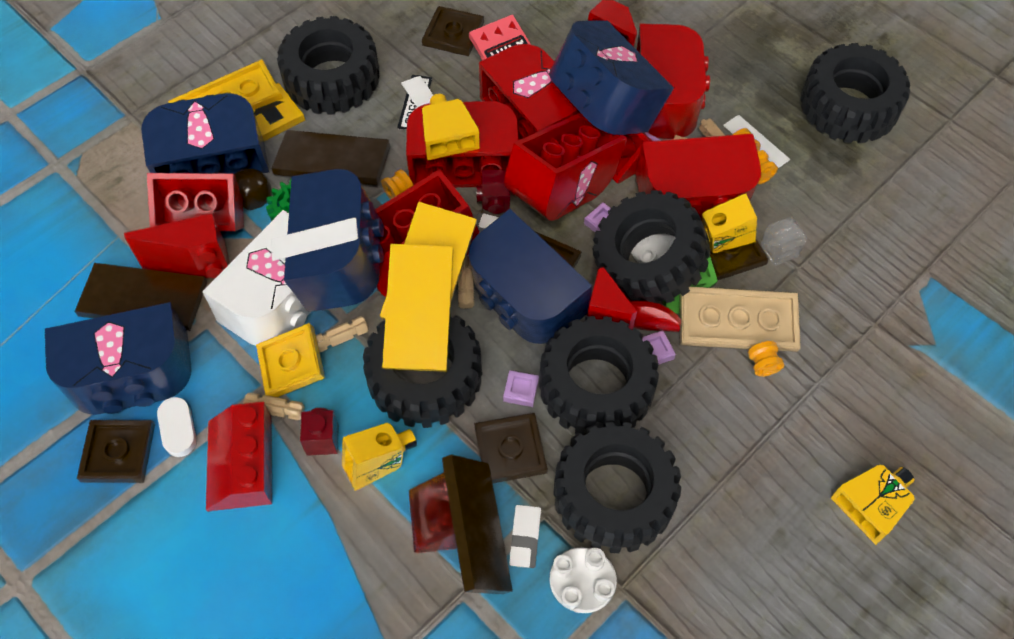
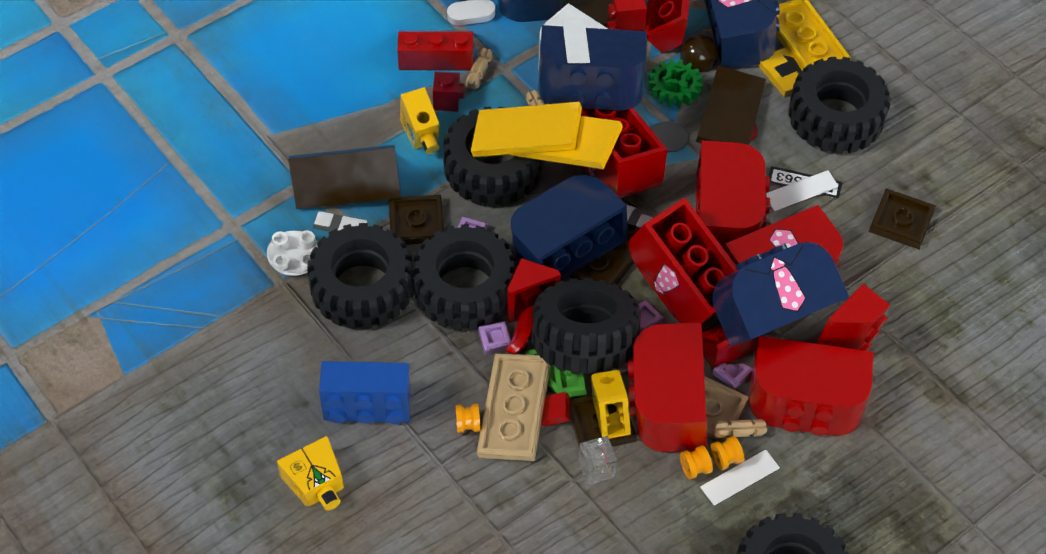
camera: 95 degrees right, 5 degrees down
(290, 361) = (514, 76): yellow tile -> none
(396, 184) = (689, 154): light orange wheel -> none
(448, 128) = (723, 163): yellow torso -> none
(497, 37) = (876, 255): coral tile -> none
(732, 279) = (556, 409): none -> red tile
(775, 454) = (365, 392): none -> blue brick

